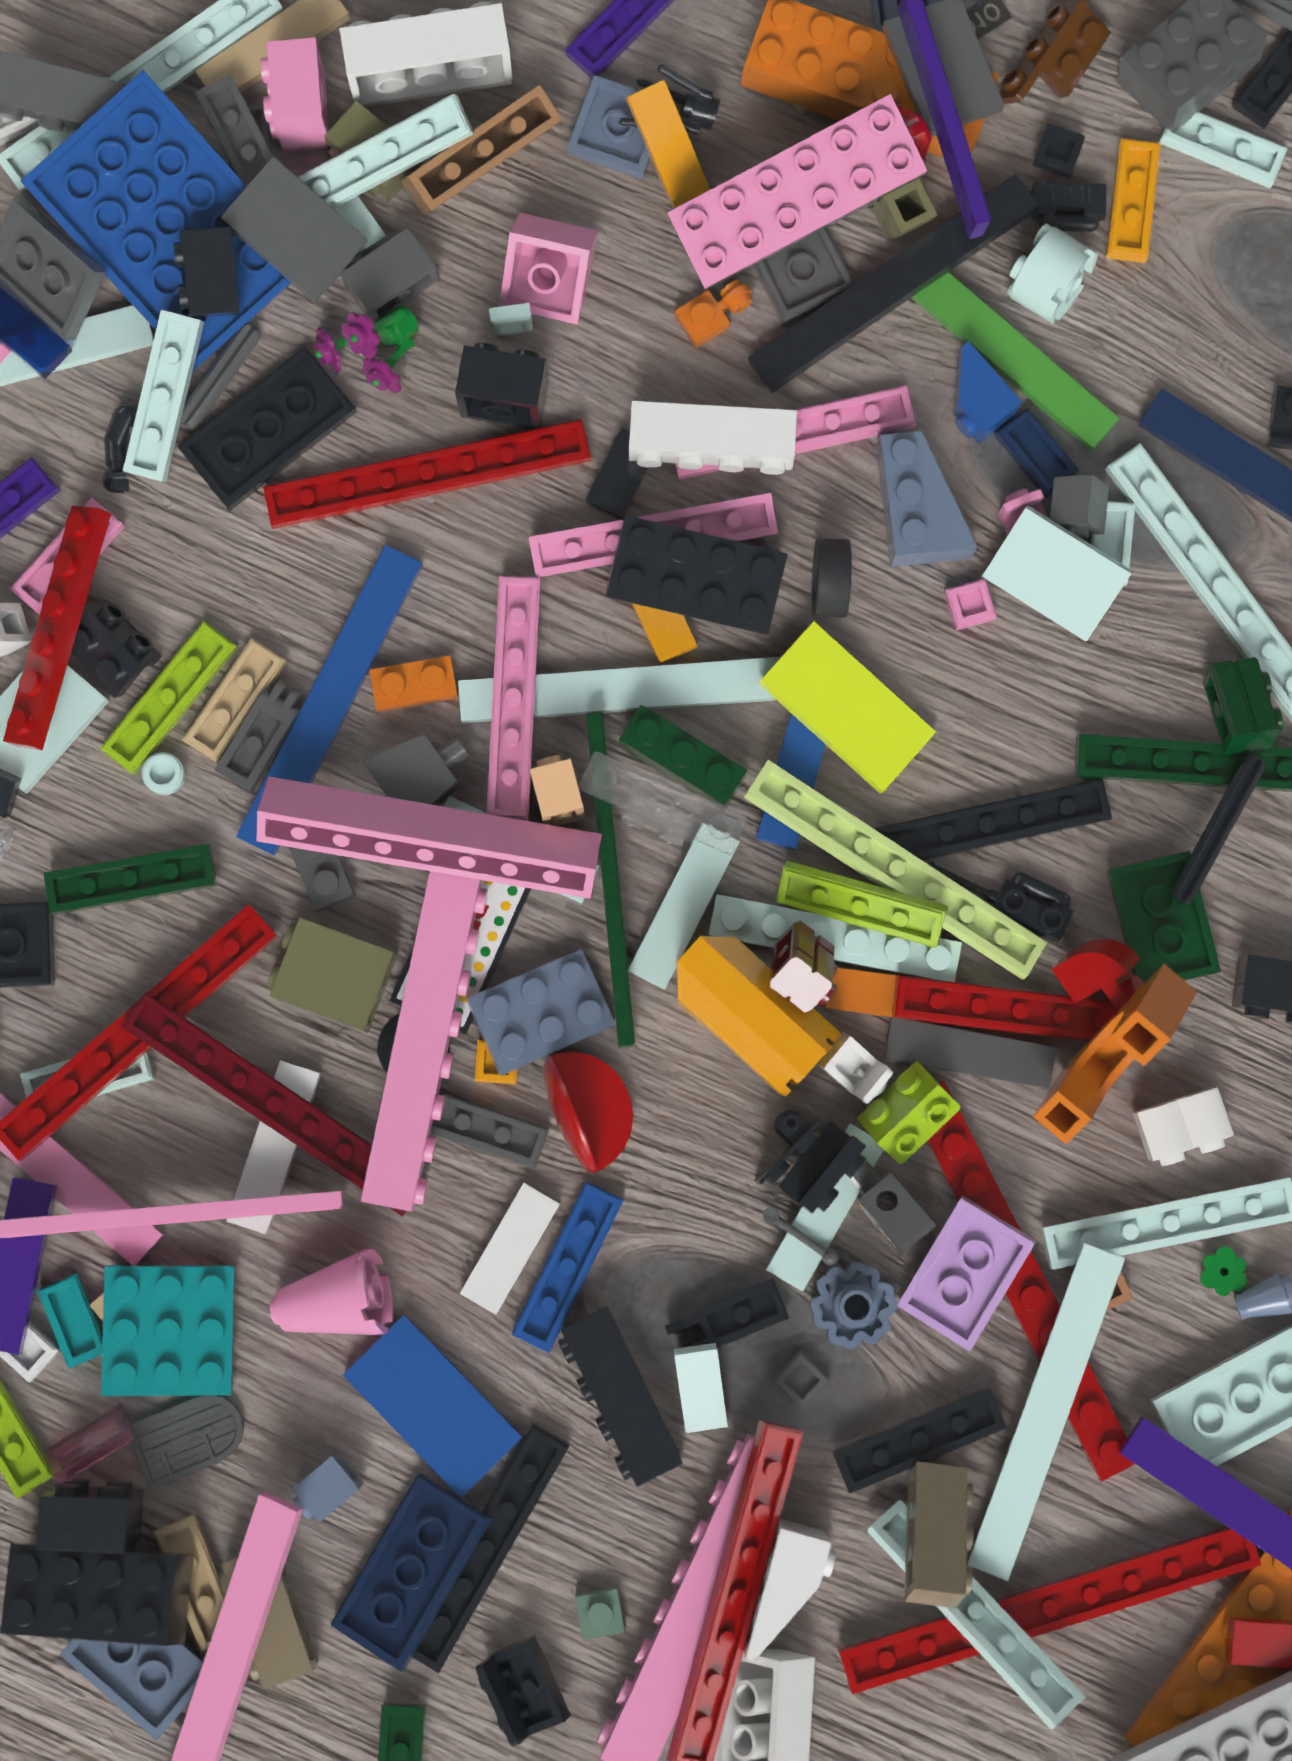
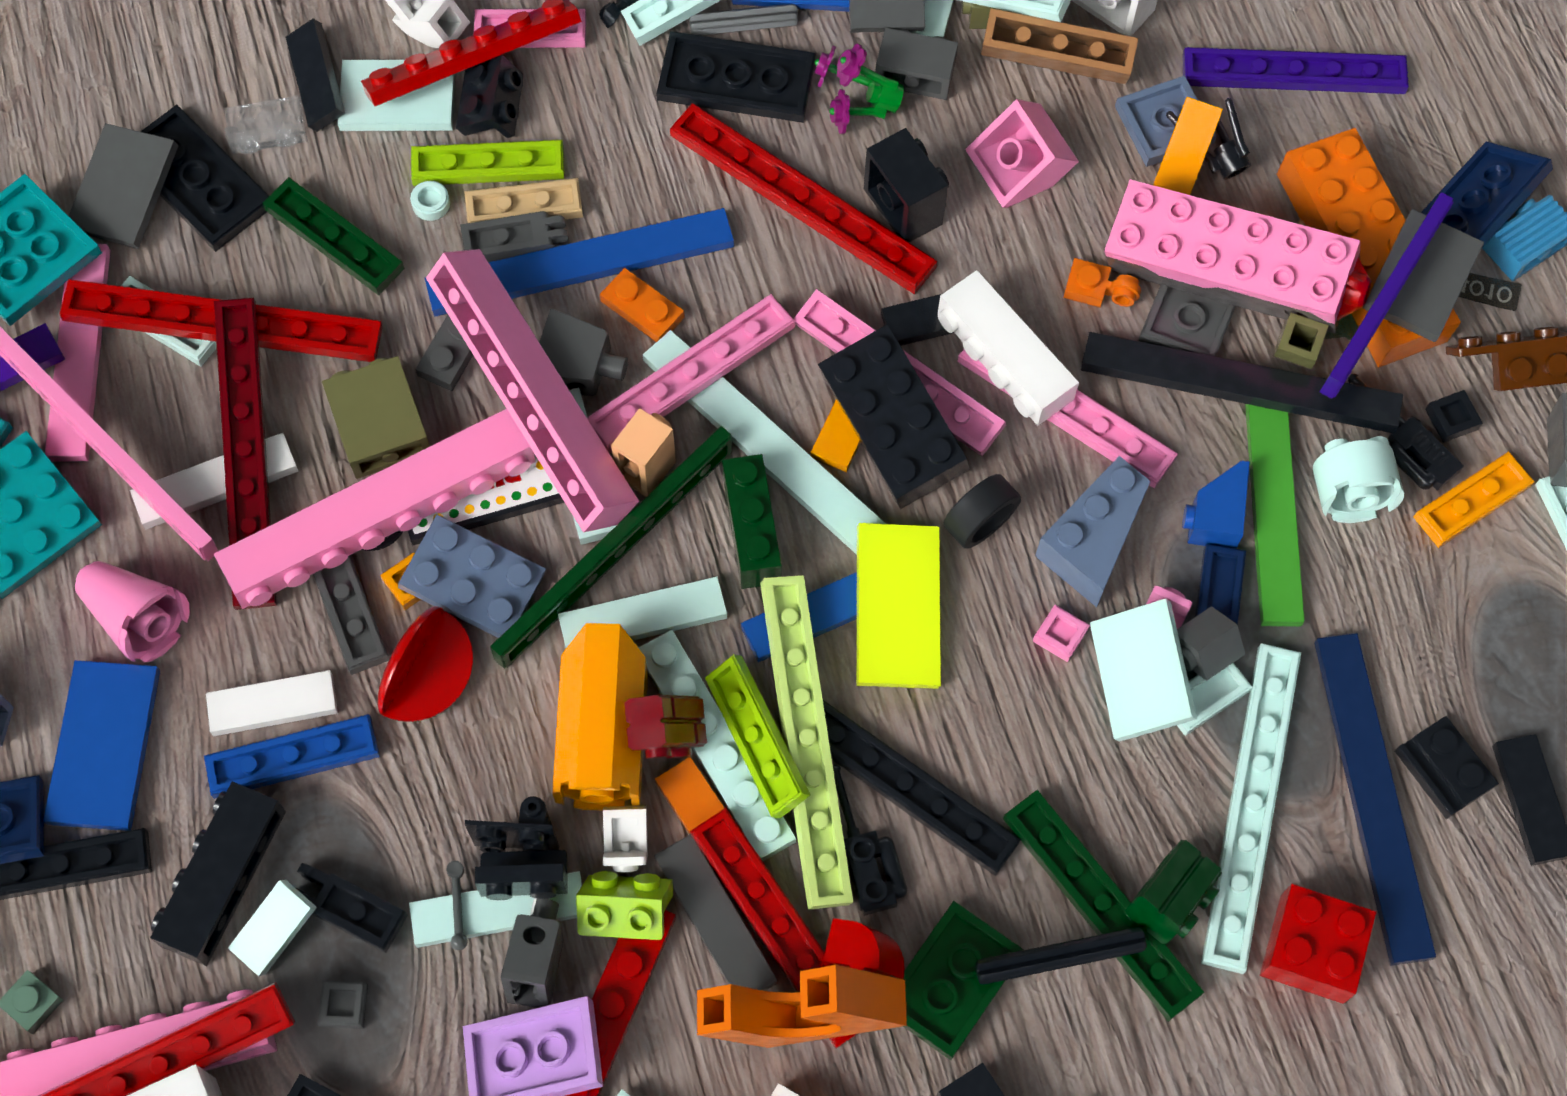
camera: 50 degrees right, 15 degrees down
(511, 319) = (961, 159): light aqua tile -> none
(662, 805) = (701, 530): clear bracket -> none
(853, 1305) = (435, 992): sand blue plant -> none

